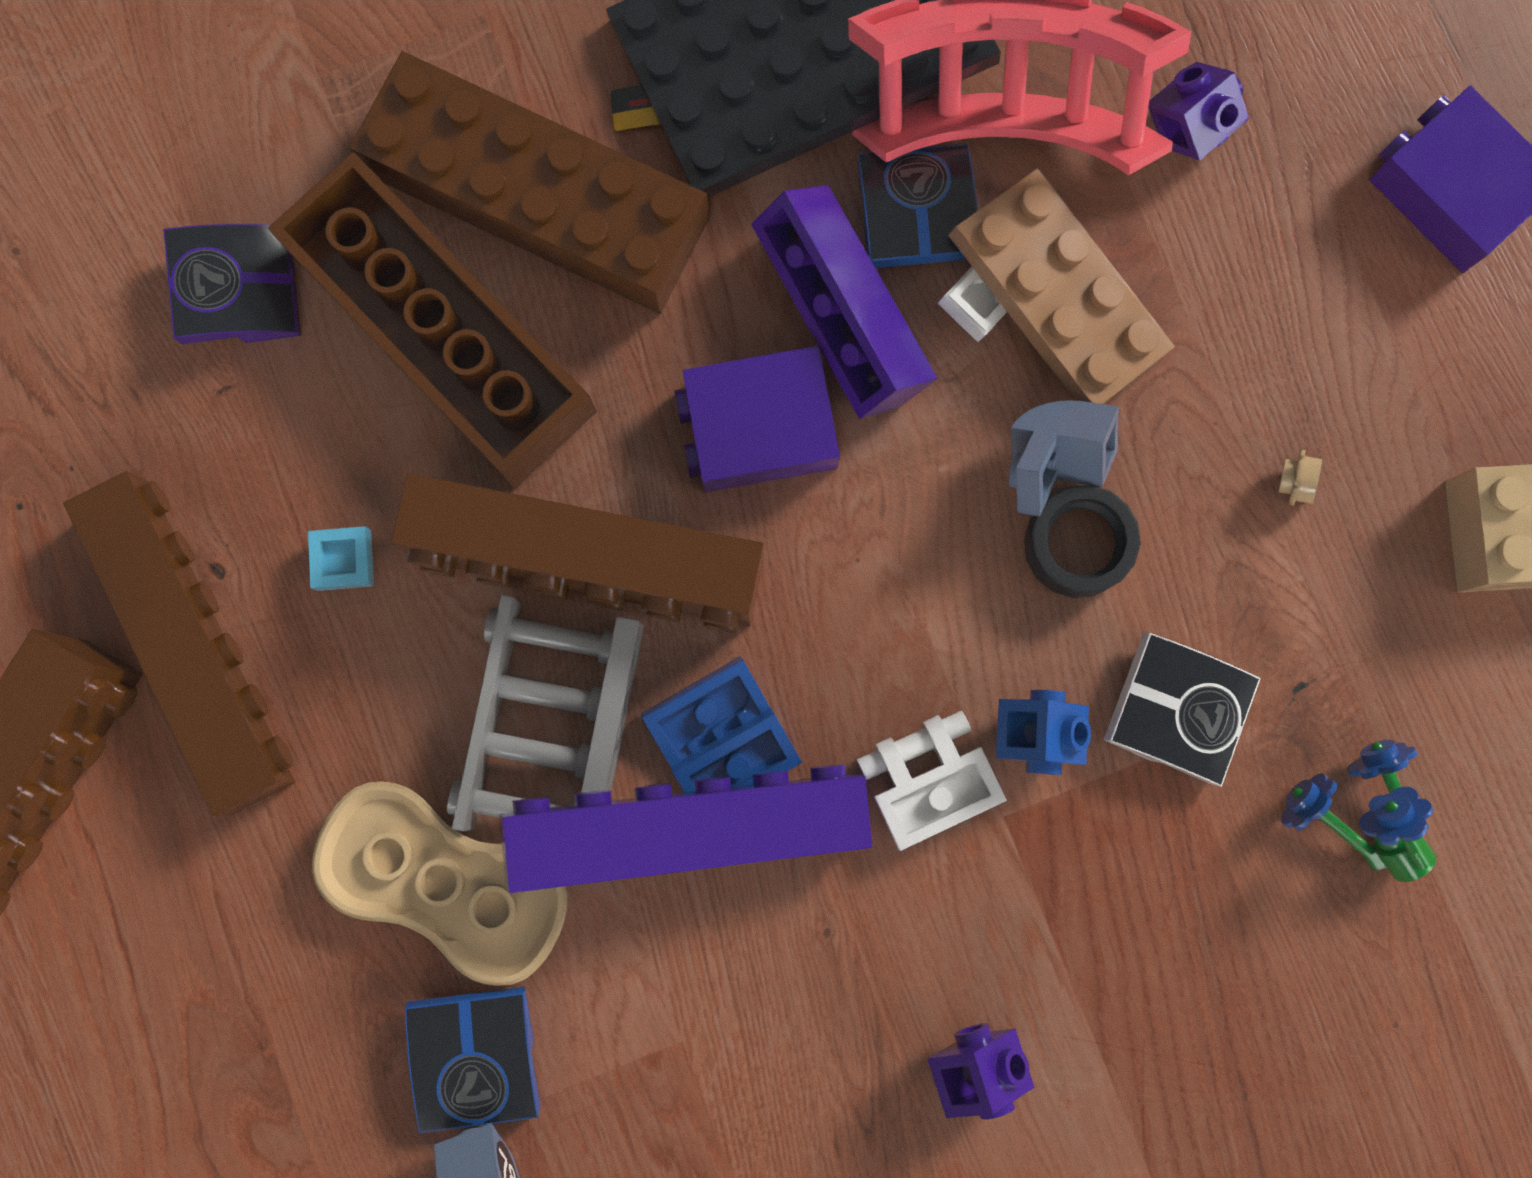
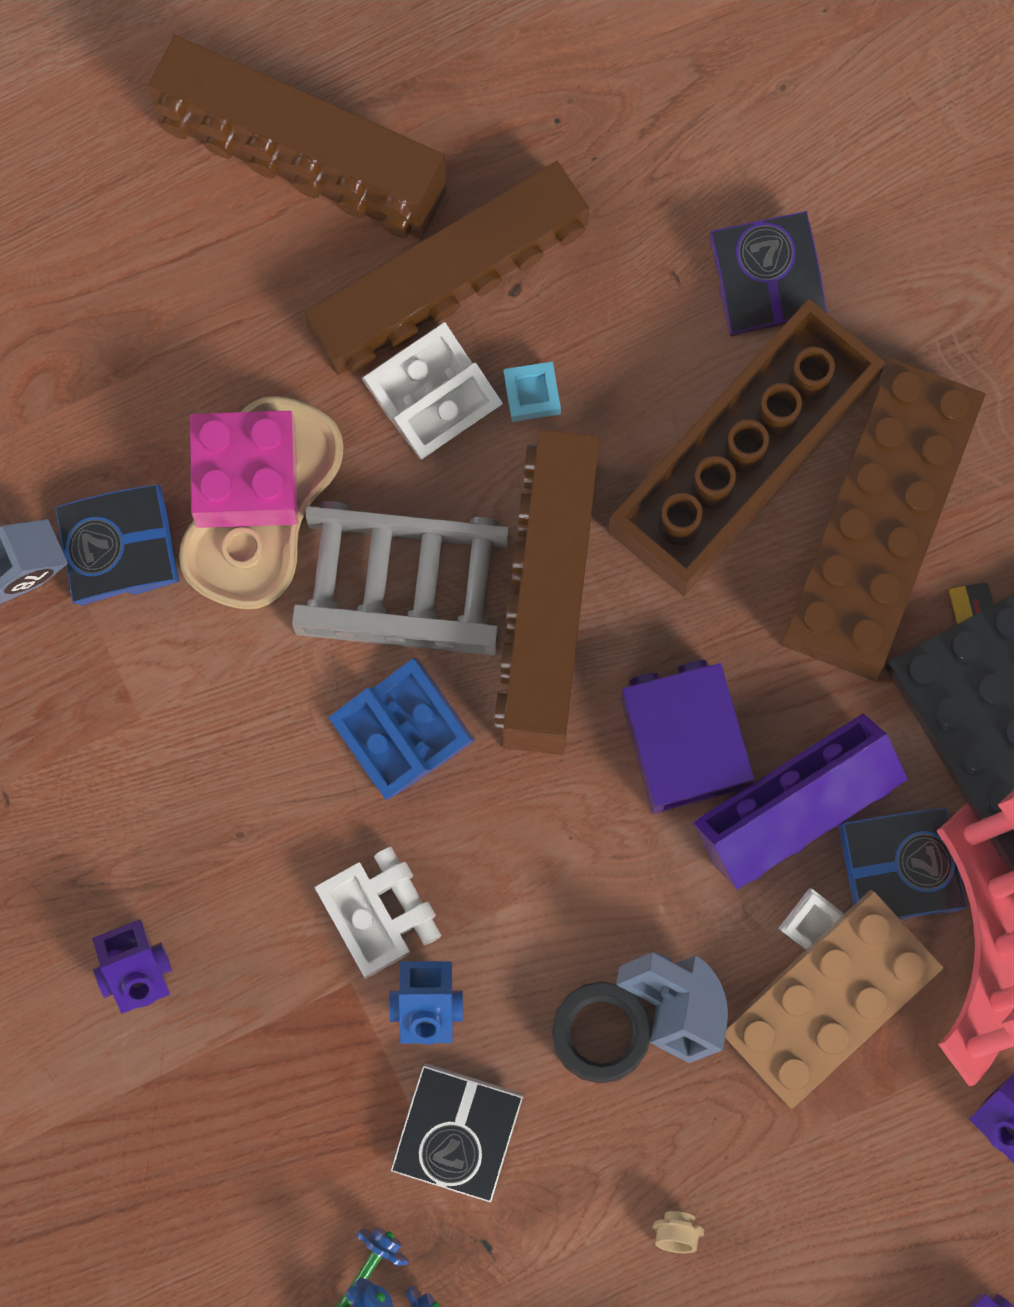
camera: 85 degrees right, 5 degrees down
(326, 674) = (432, 391): none -> white slope
(397, 903) = (243, 469): none -> dark pink brick
(684, 830) = (319, 699): dark purple brick -> none

